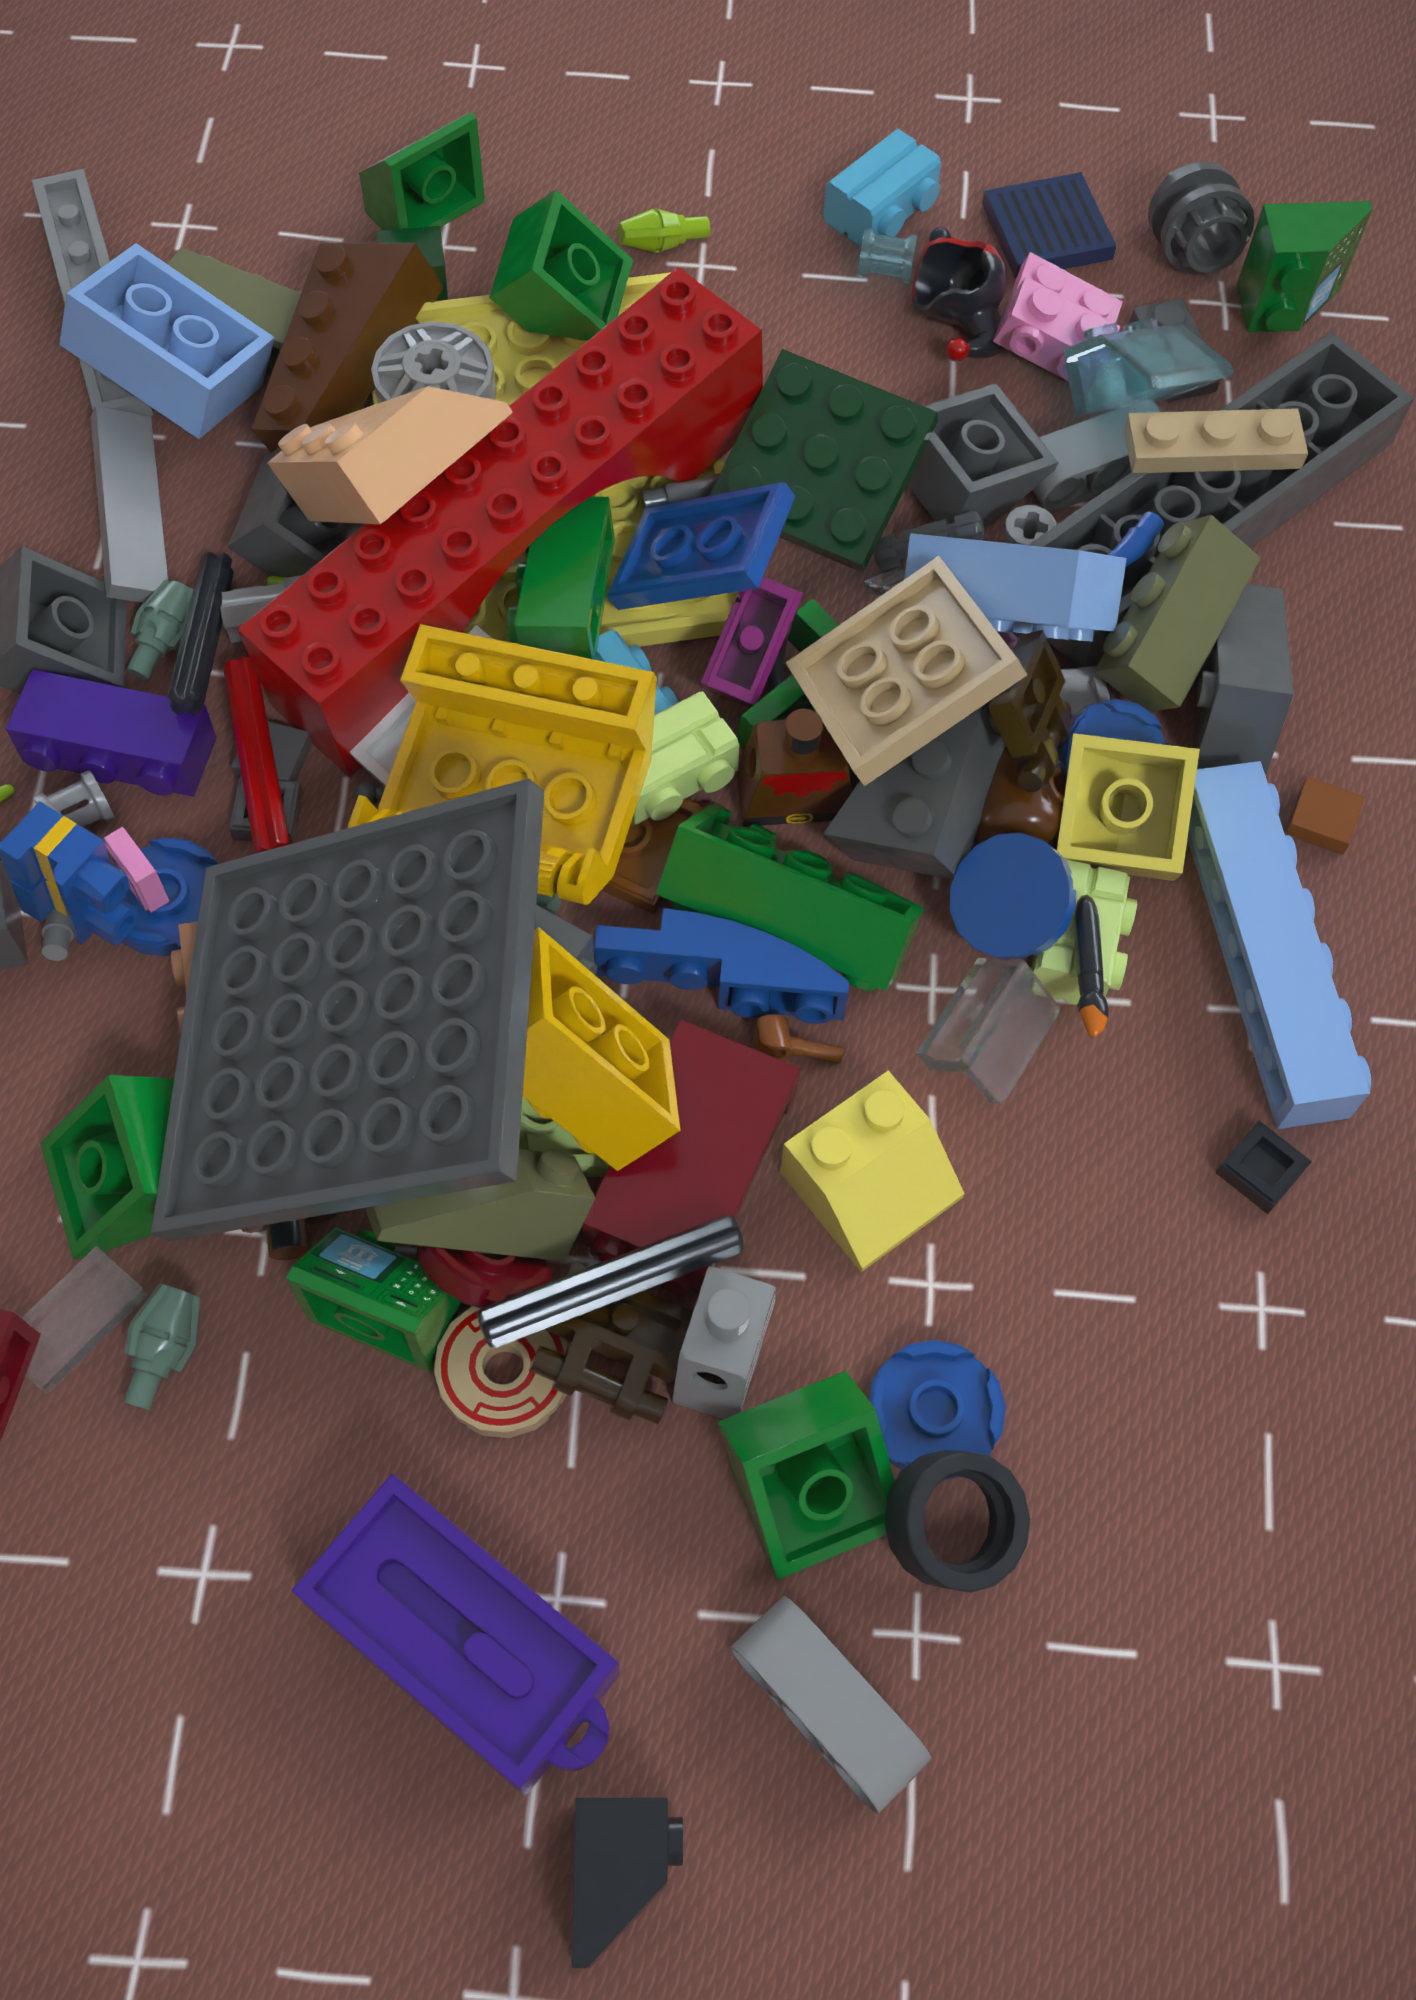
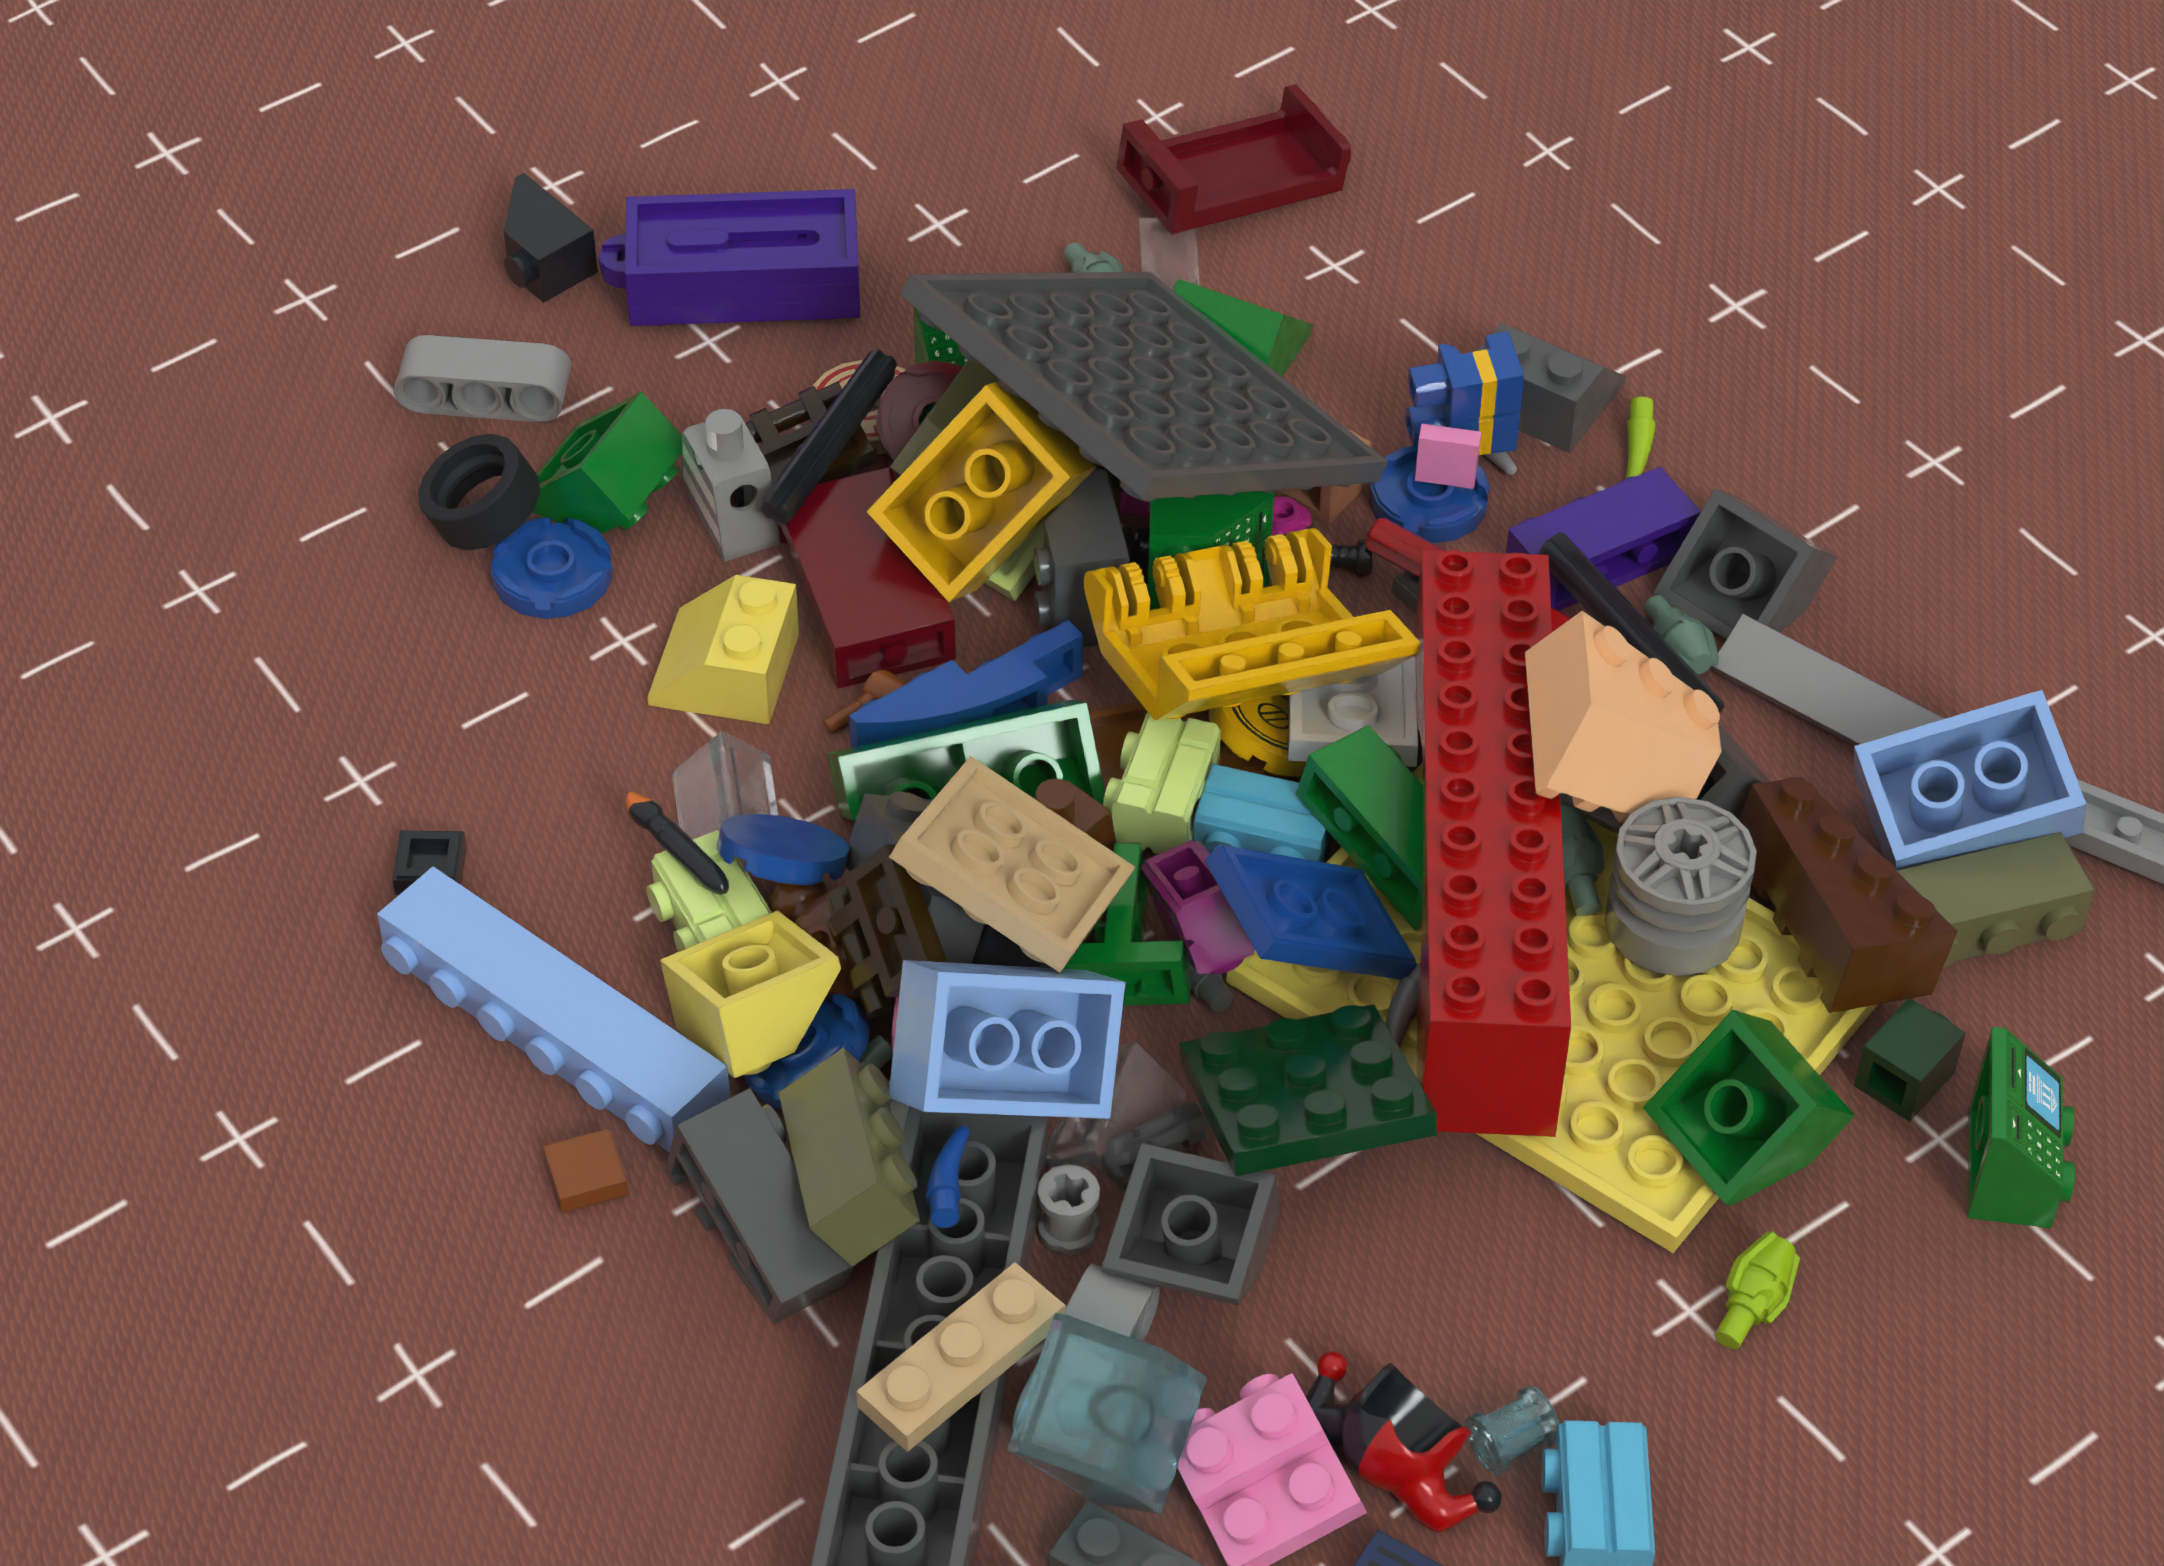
camera: 140 degrees right, 15 degrees down
(84, 789) = (1563, 475): light grey bush -> none

